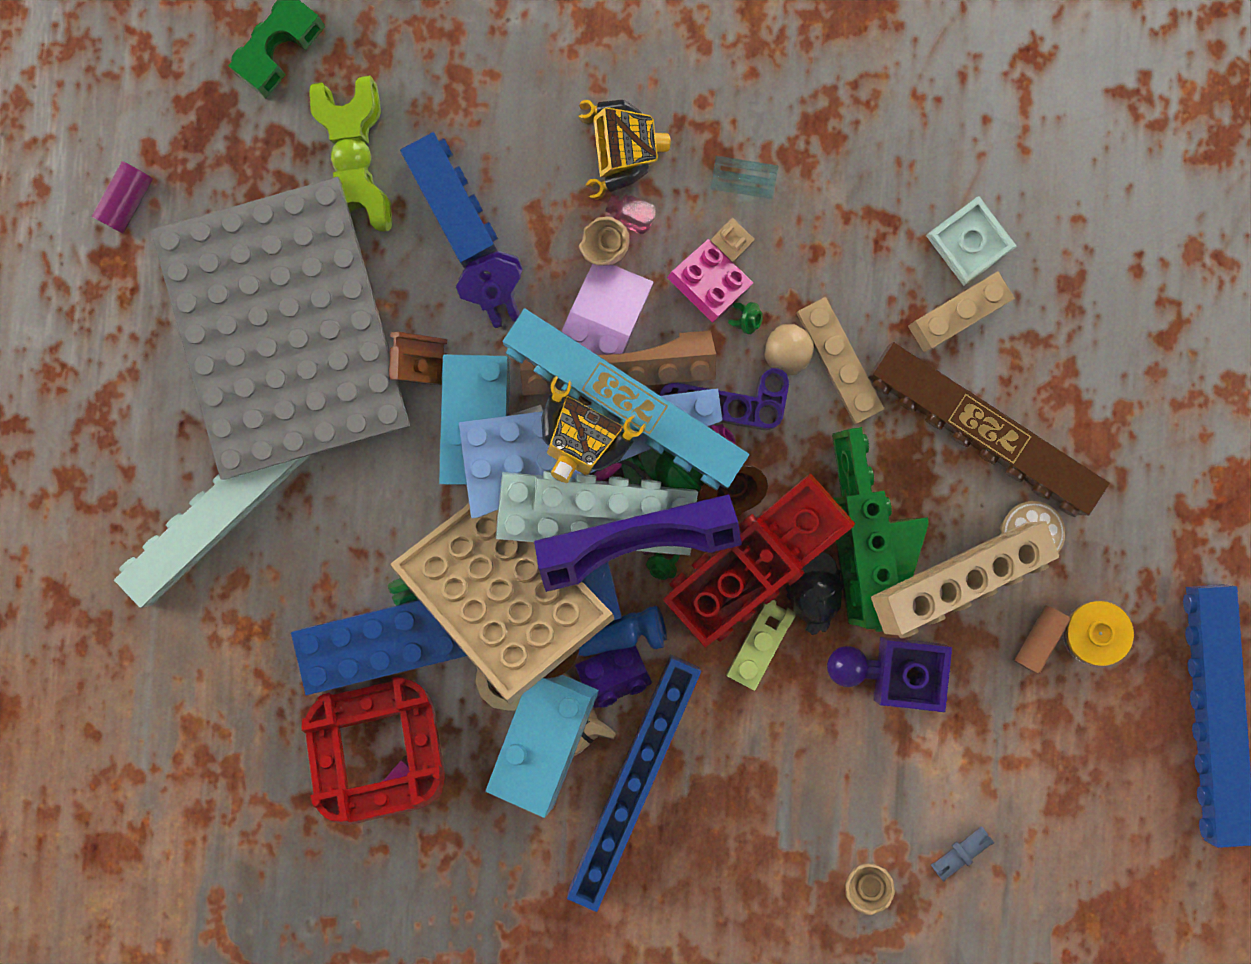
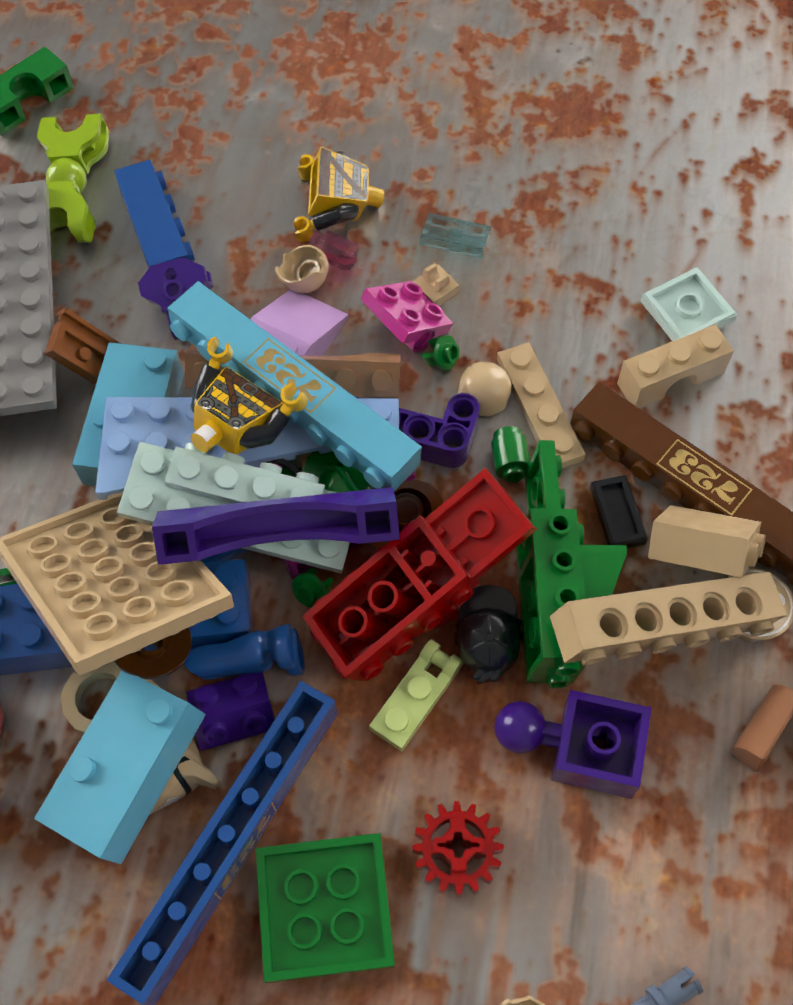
camera: 10 degrees right, 25 degrees down
(712, 818) = (323, 908): none -> green plate
(792, 765) = (478, 848): none -> red gear
(819, 418) = (510, 453): none -> green brick
(915, 460) = (618, 512): none -> black tile
(993, 495) = (706, 540): none -> tan brick

